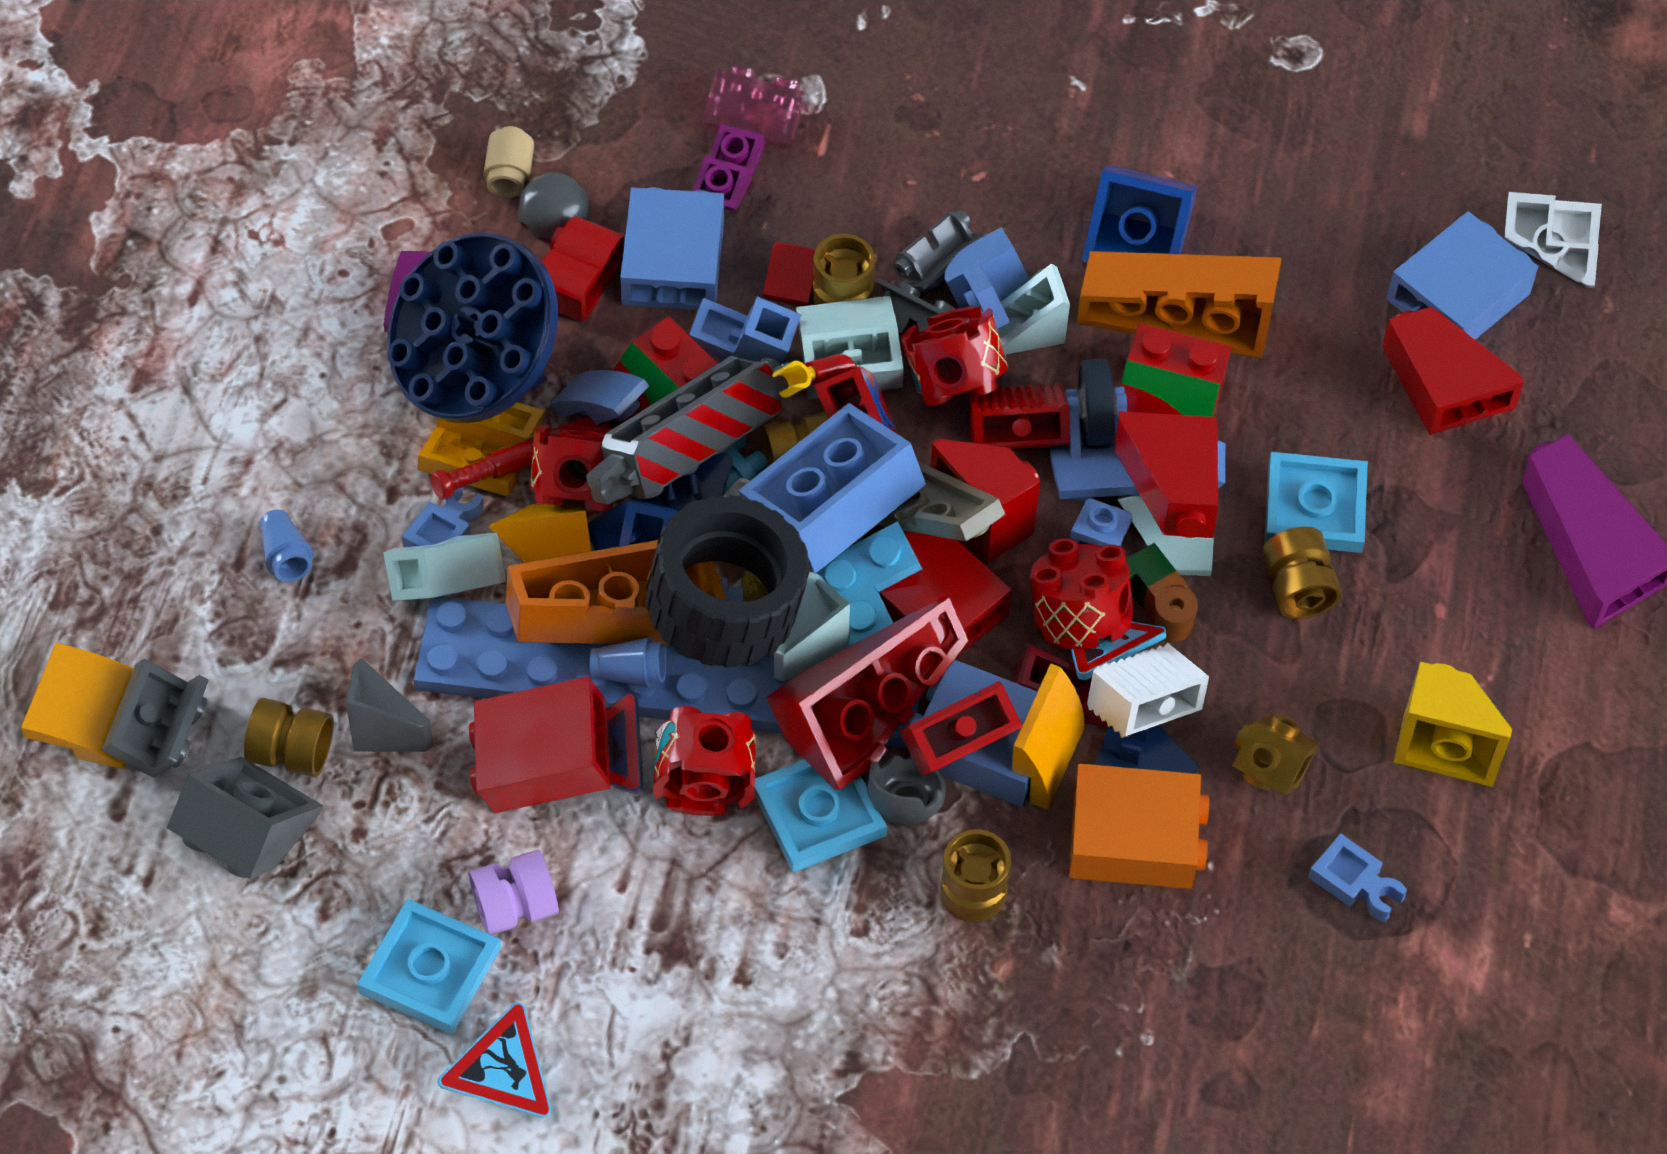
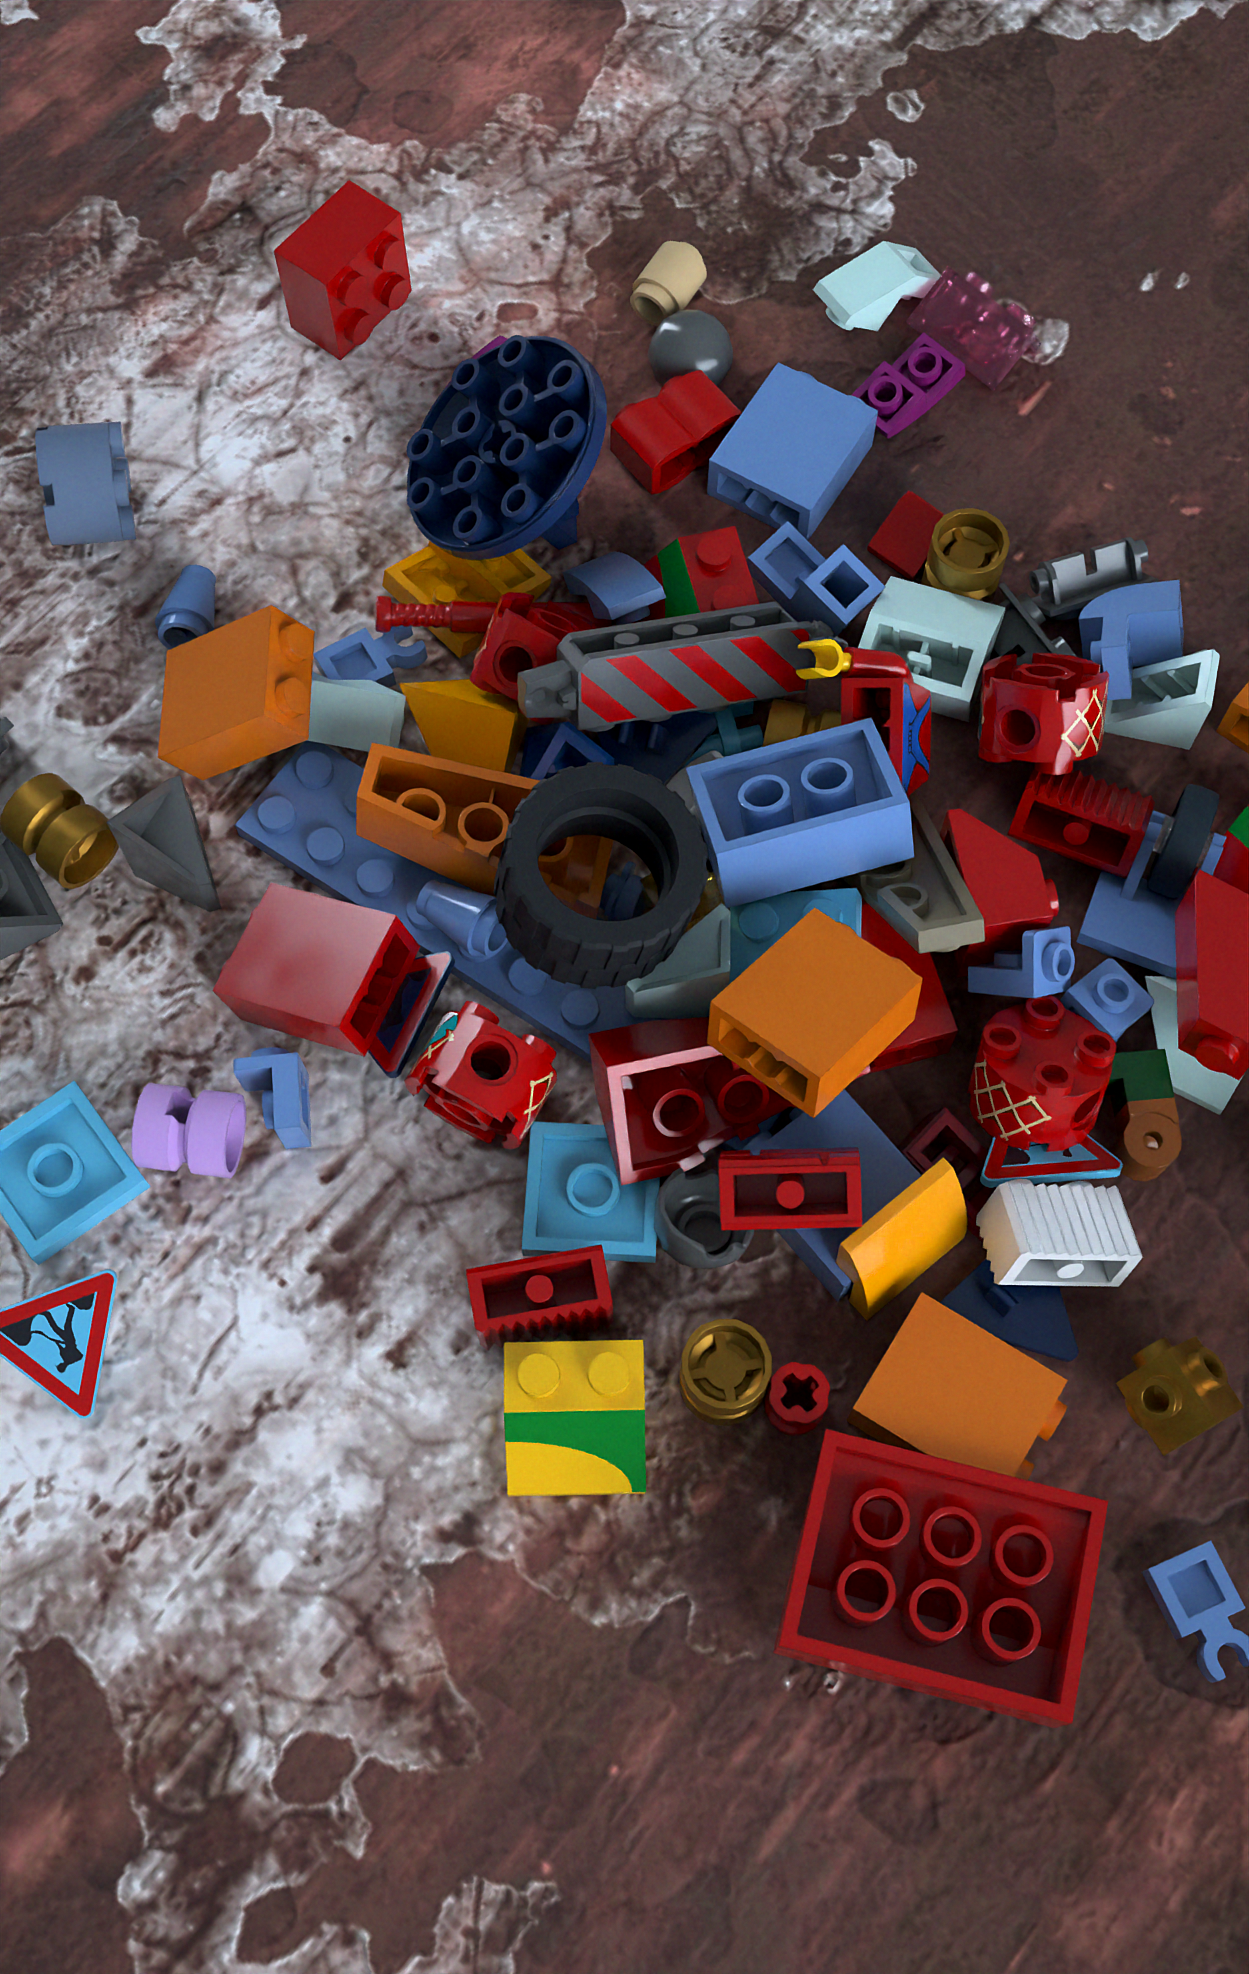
camera: 30 degrees right, 10 degrees up
(154, 485) = (85, 483): none -> sand blue brick
(262, 249) = (344, 270): none -> red brick
(370, 583) = (237, 694): none -> orange brick
(564, 837) = (288, 1104): none -> medium blue bracket
(666, 102) = (873, 283): none -> light aqua slope
(825, 884) = (540, 1296): none -> red brick
(890, 950) = (574, 1418): none -> yellow slope
(918, 606) = (813, 1011): none -> orange brick
(1040, 881) = (797, 1377): none -> red bush
(1047, 525) = (1035, 971): none -> medium blue bracket
(1185, 932) = (944, 1579): none -> red slope

